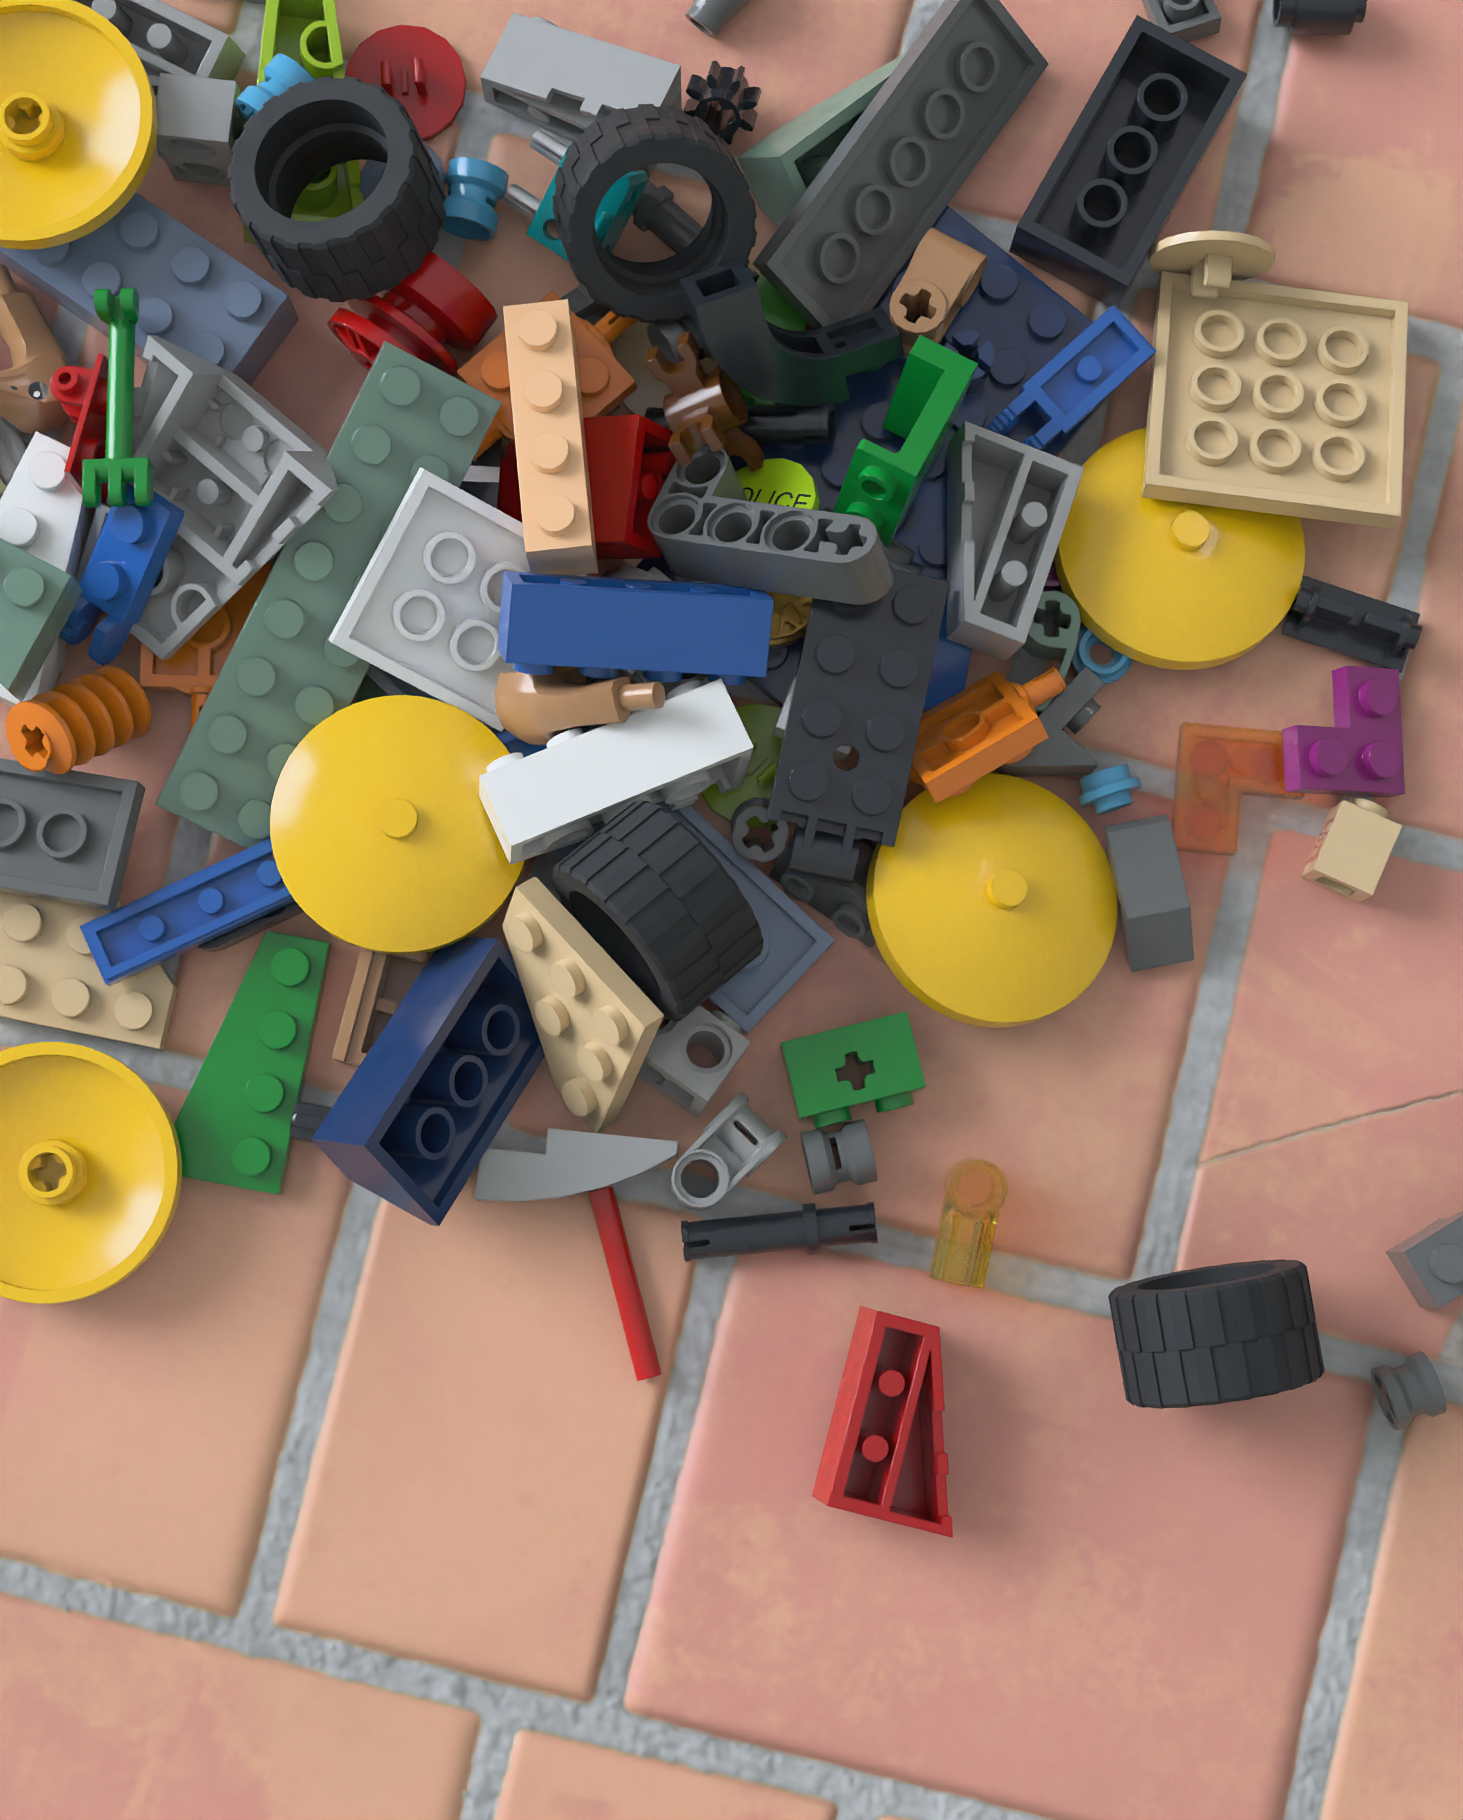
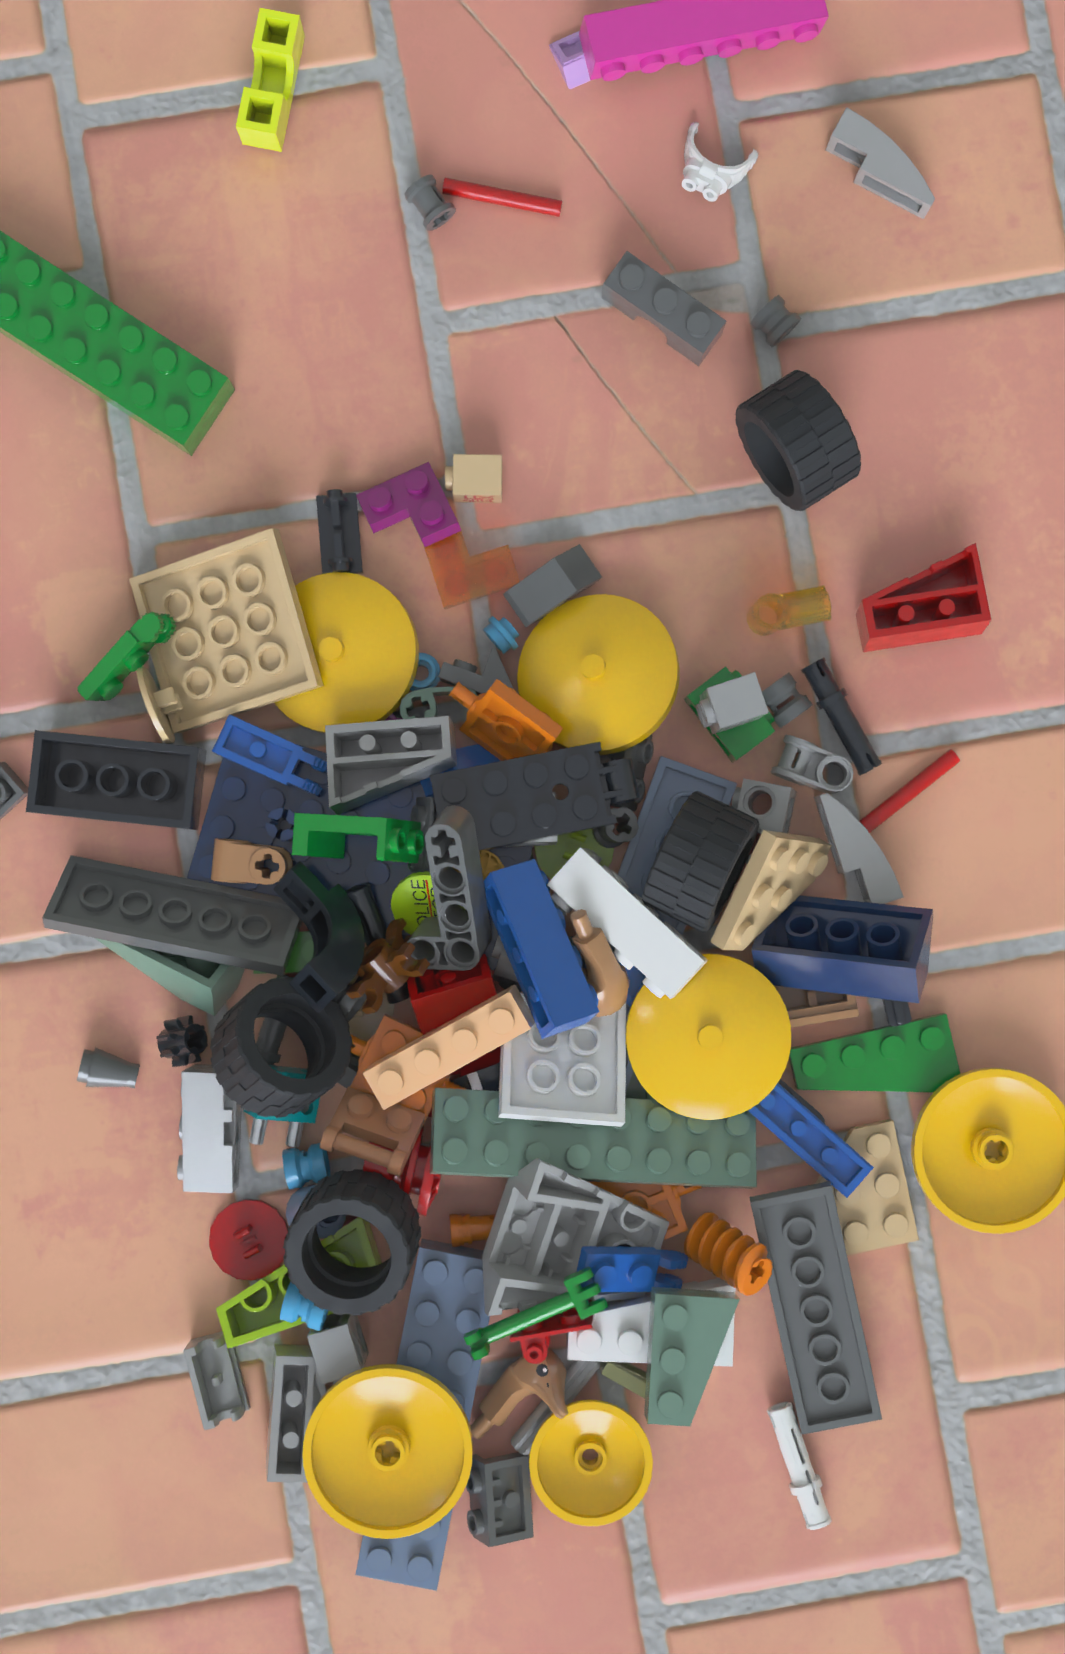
camera: 115 degrees left, 5 degrees up
(284, 379) = (468, 1229): none -> orange pin
(472, 319) = (365, 1118): none -> nougat plate
(867, 1056) = (731, 704): none -> light grey brick
(1299, 248) = (126, 656): none -> green hinge

